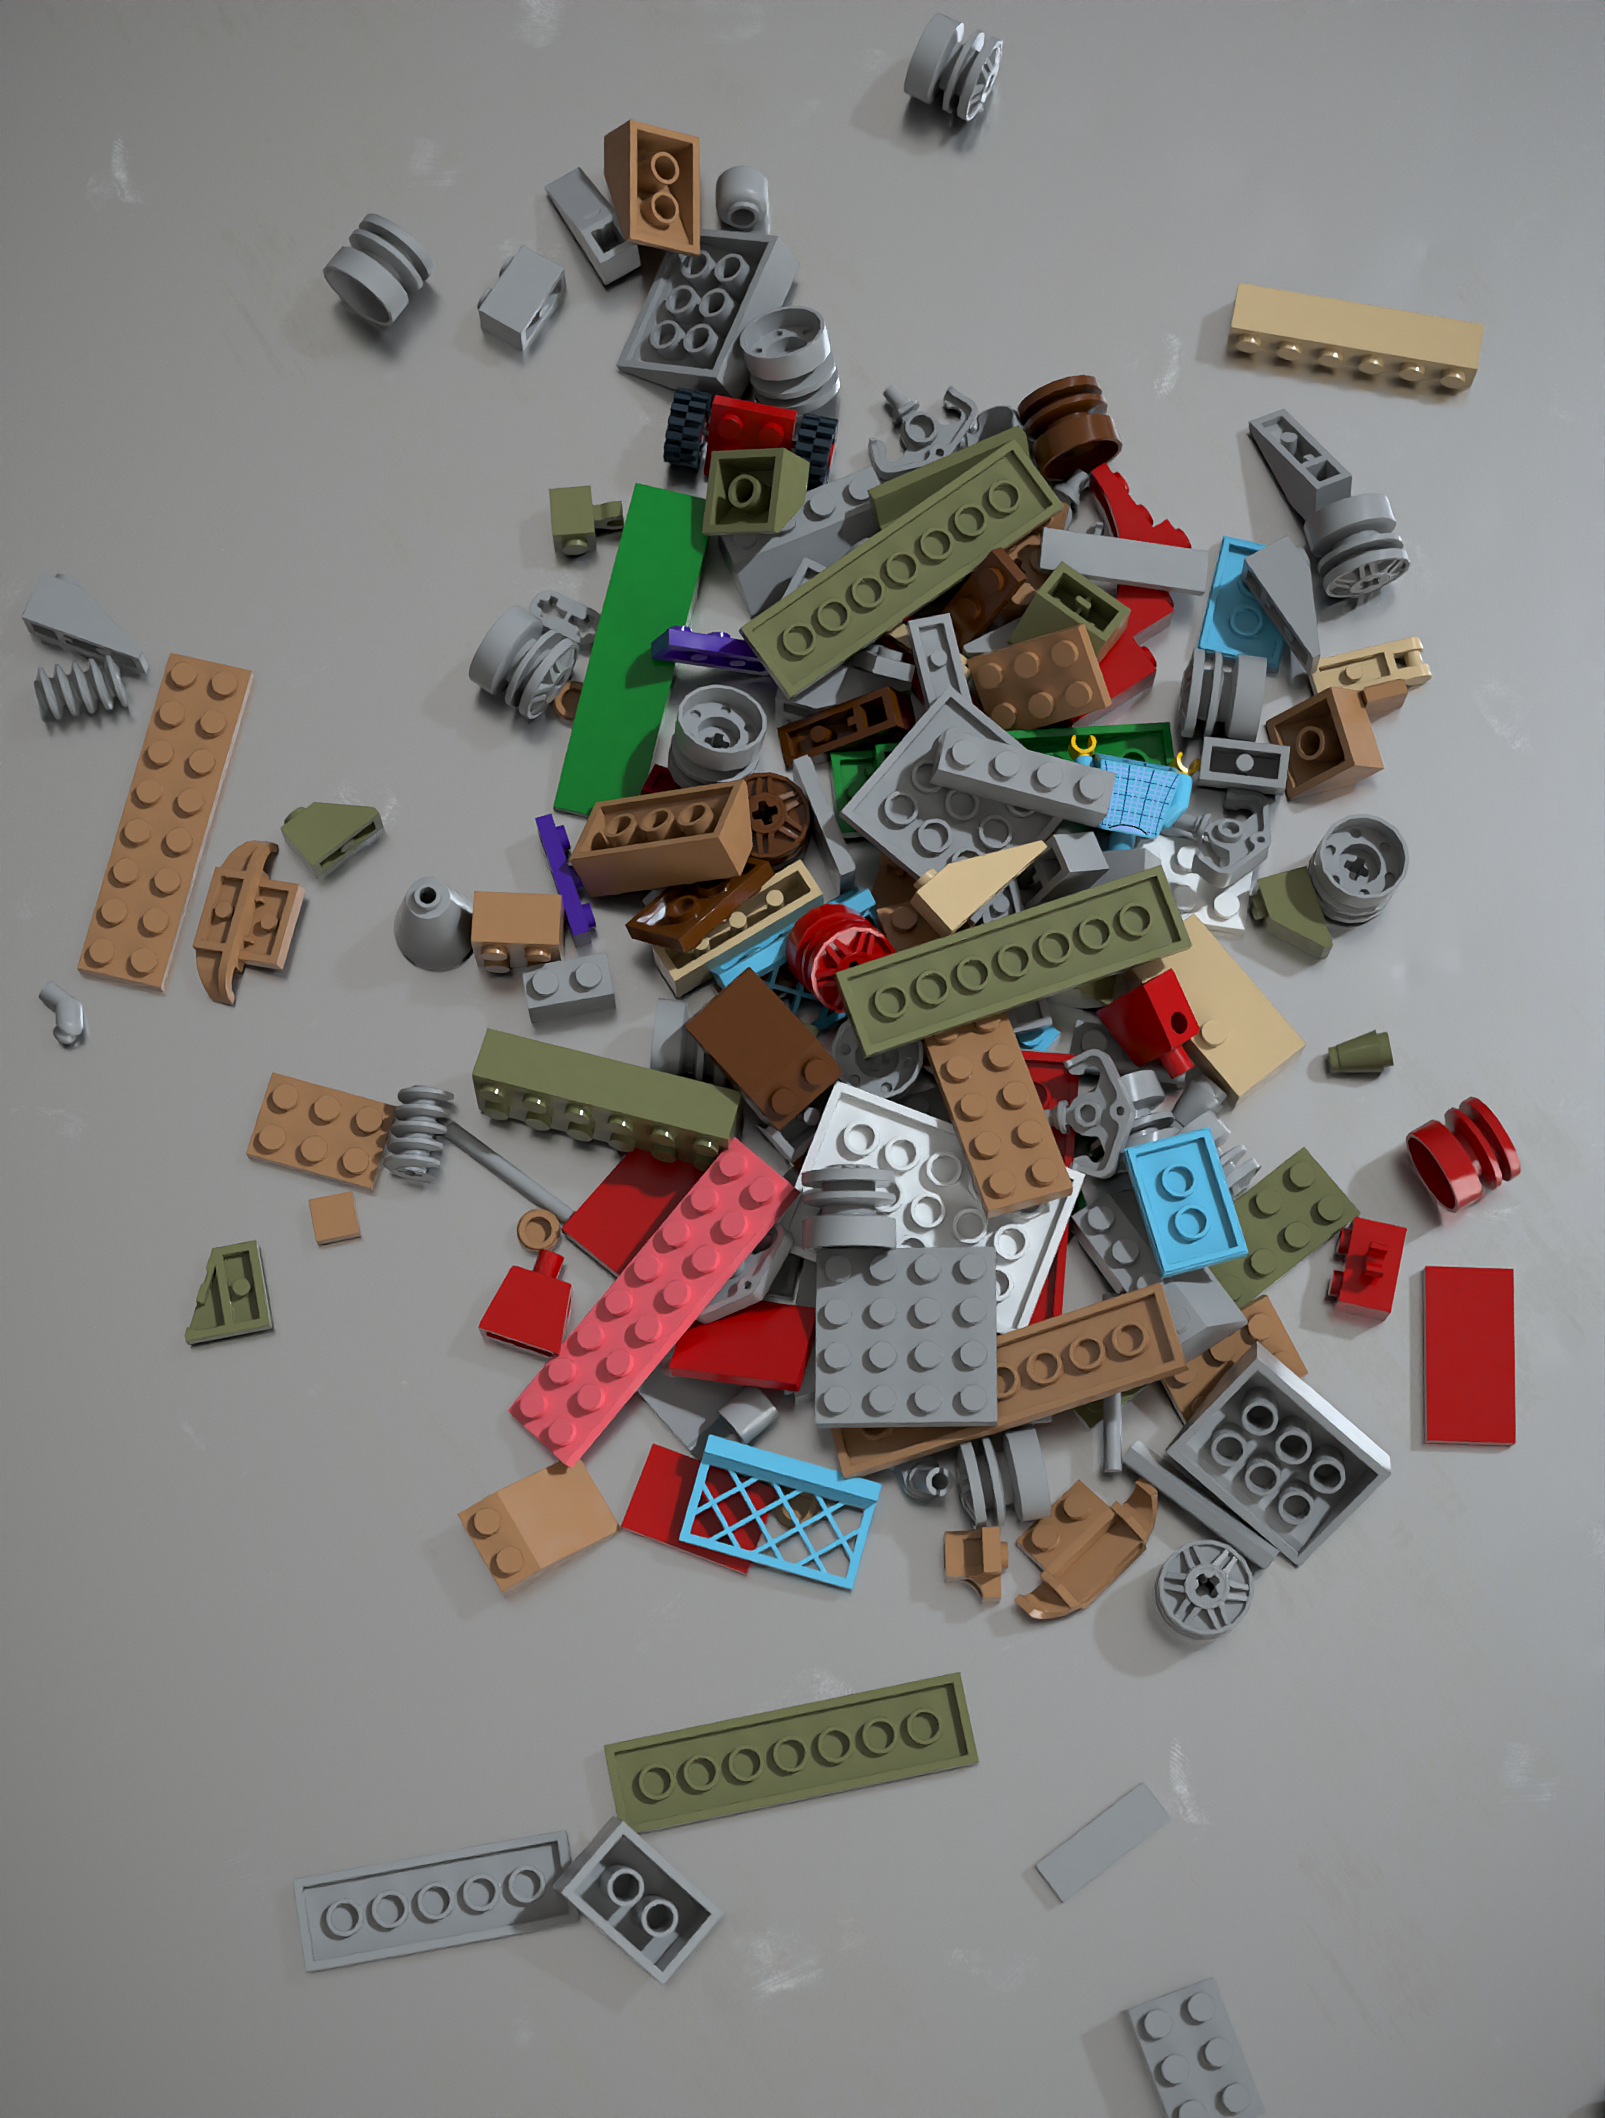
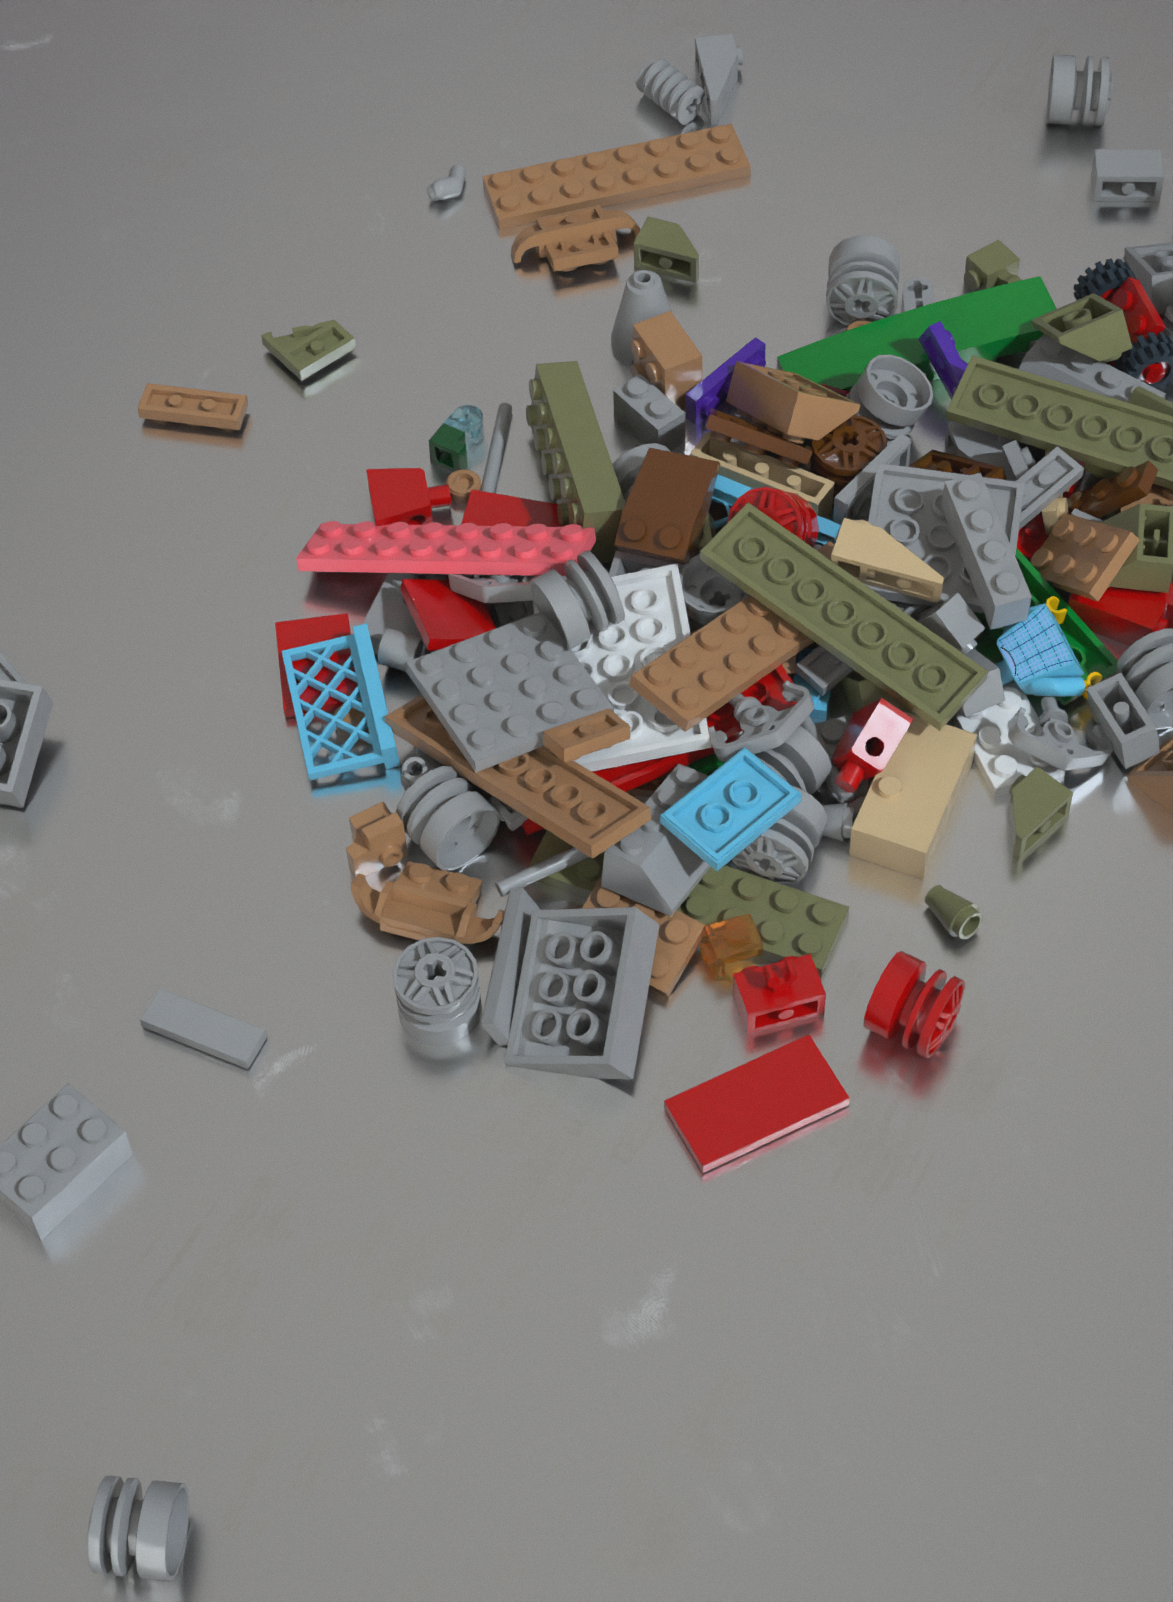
camera: 65 degrees right, 20 degrees down
(244, 1468) = (193, 406): none -> medium nougat plate
(322, 1132) = (456, 345): medium nougat plate -> none
(334, 1218) = (400, 377): medium nougat tile -> none
(416, 1132) = (488, 382): light grey piece -> none
(465, 1197) = (455, 438): none -> leg
(538, 1524) = (245, 574): medium nougat slope -> none
(791, 1754) = (164, 799): olive plate -> none
(1020, 1293) = (586, 735): none -> medium nougat plate
(1294, 1282) = (730, 942): none -> clear orange bracket
(1372, 852) = (1097, 827): light grey wheel -> none

